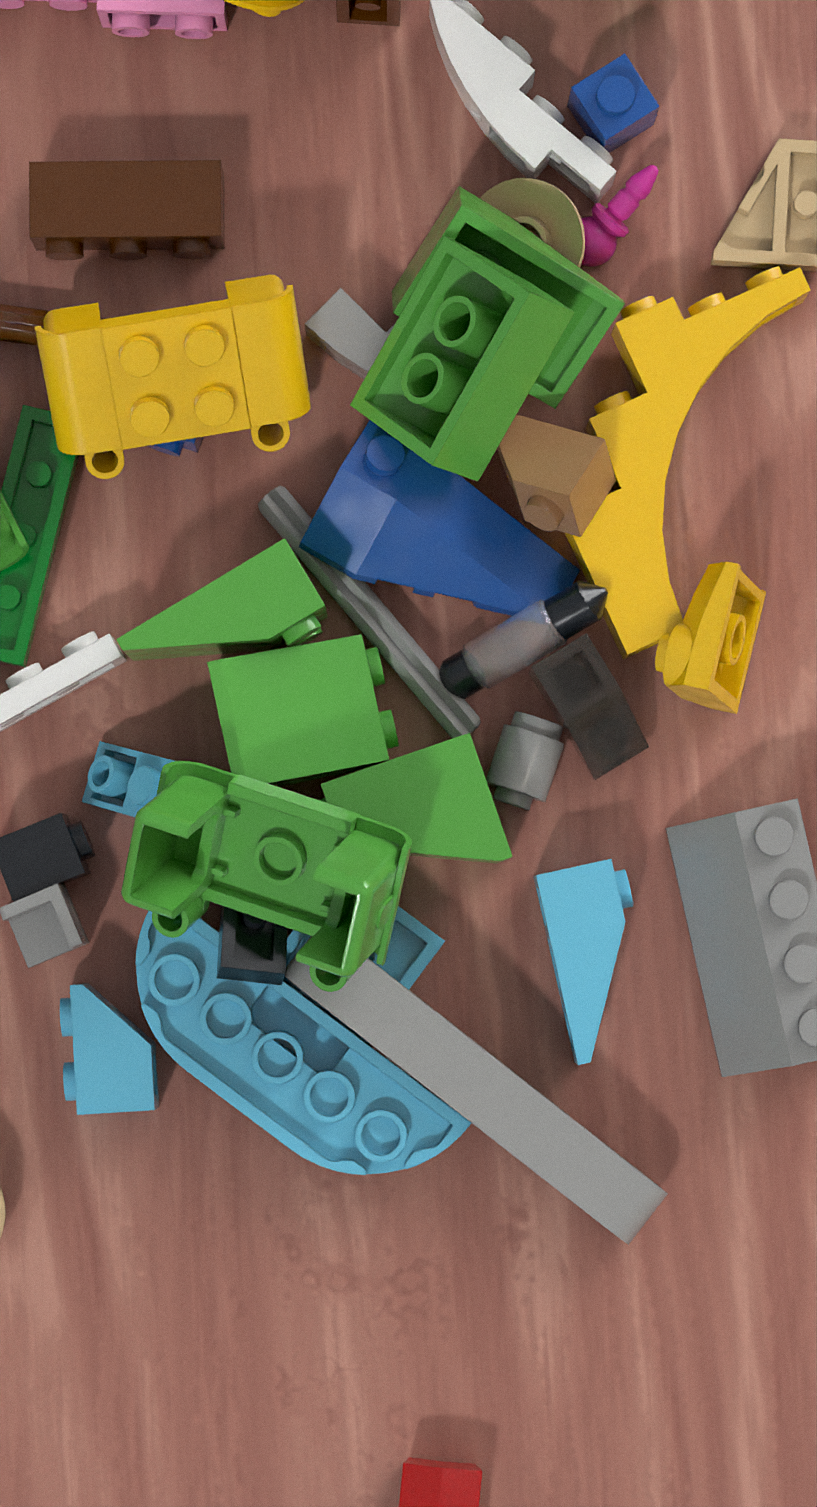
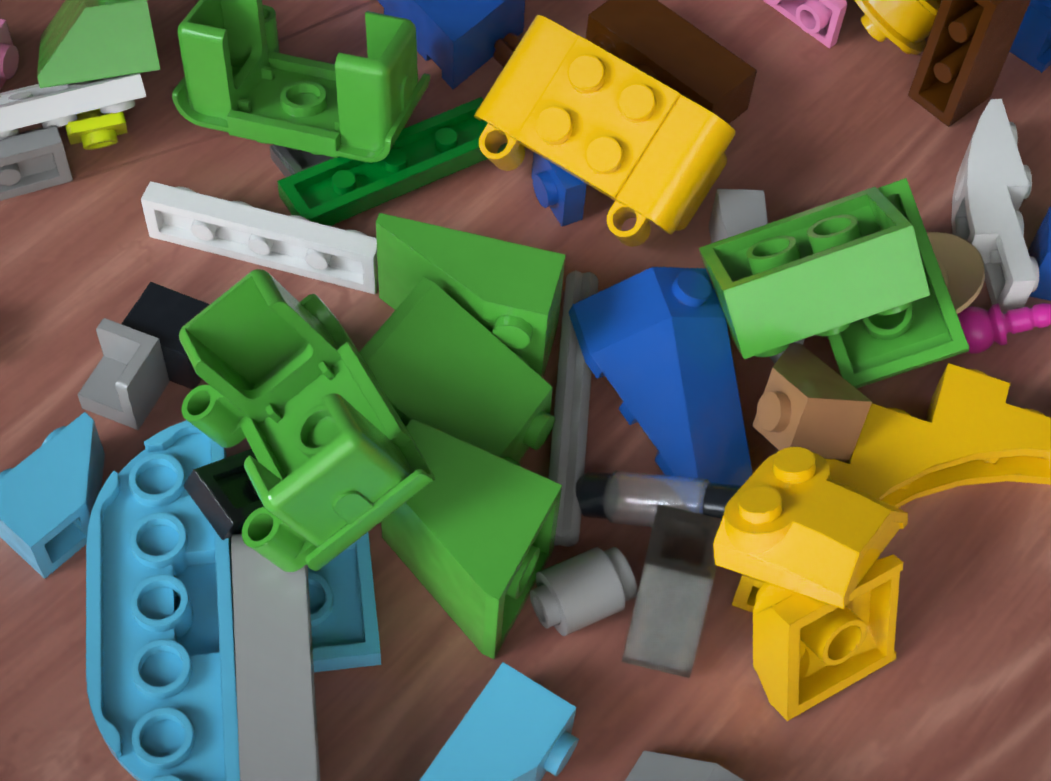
camera: 45 degrees right, 30 degrees down
(652, 596) = (804, 528): none -> yellow slope

